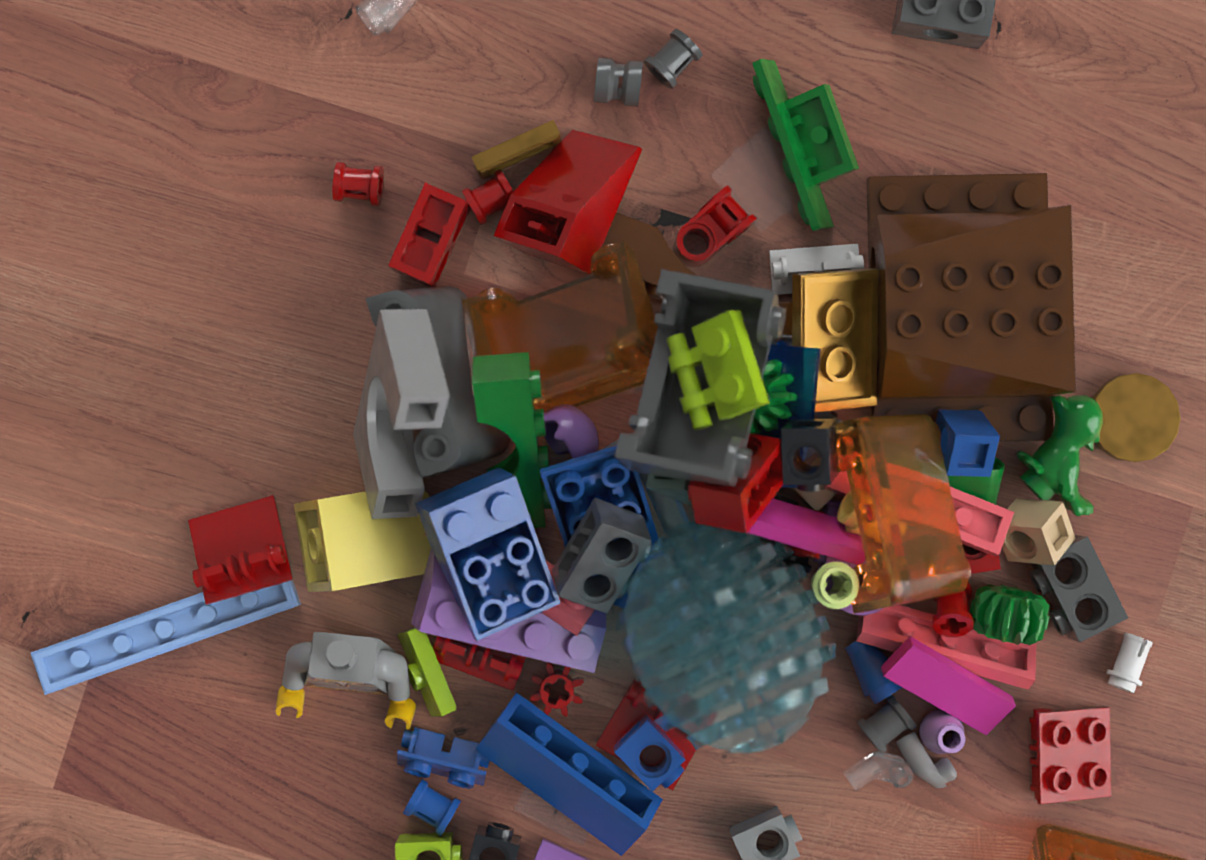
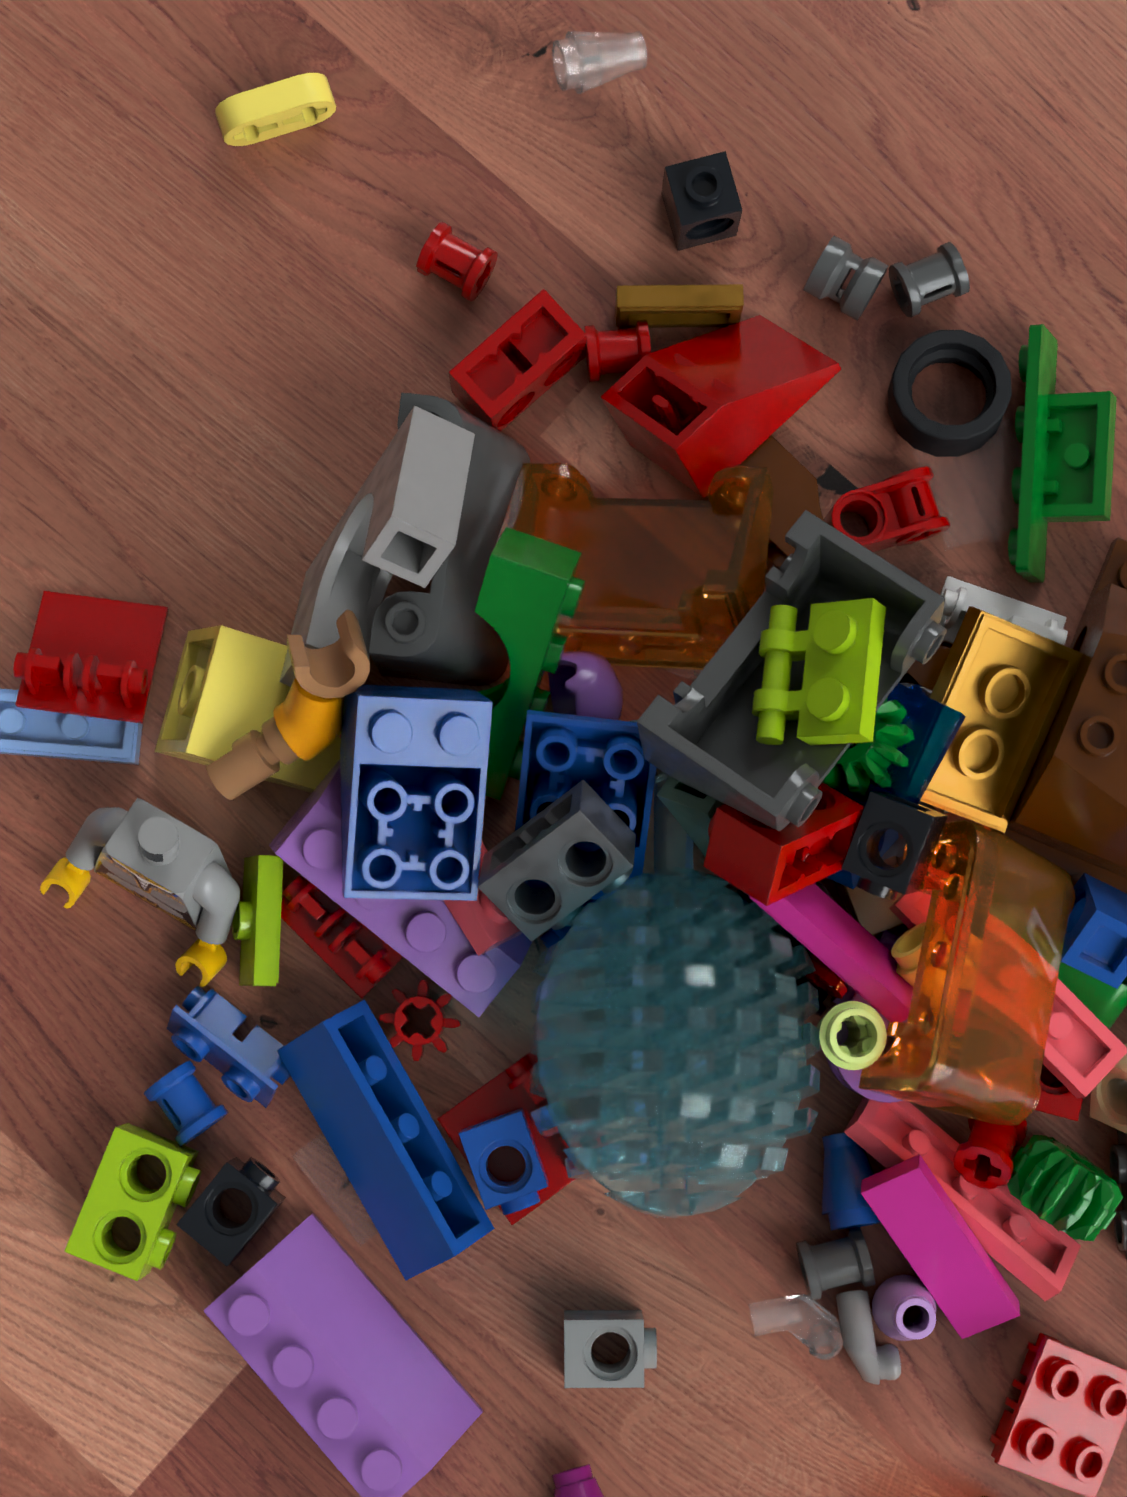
camera: 25 degrees right, 5 degrees down
(192, 133) = (275, 109): none -> light yellow beam
(400, 536) = (307, 717): none -> medium nougat piece
(501, 72) = (701, 200): none -> black brick
(714, 96) = (966, 351): none -> black tyre

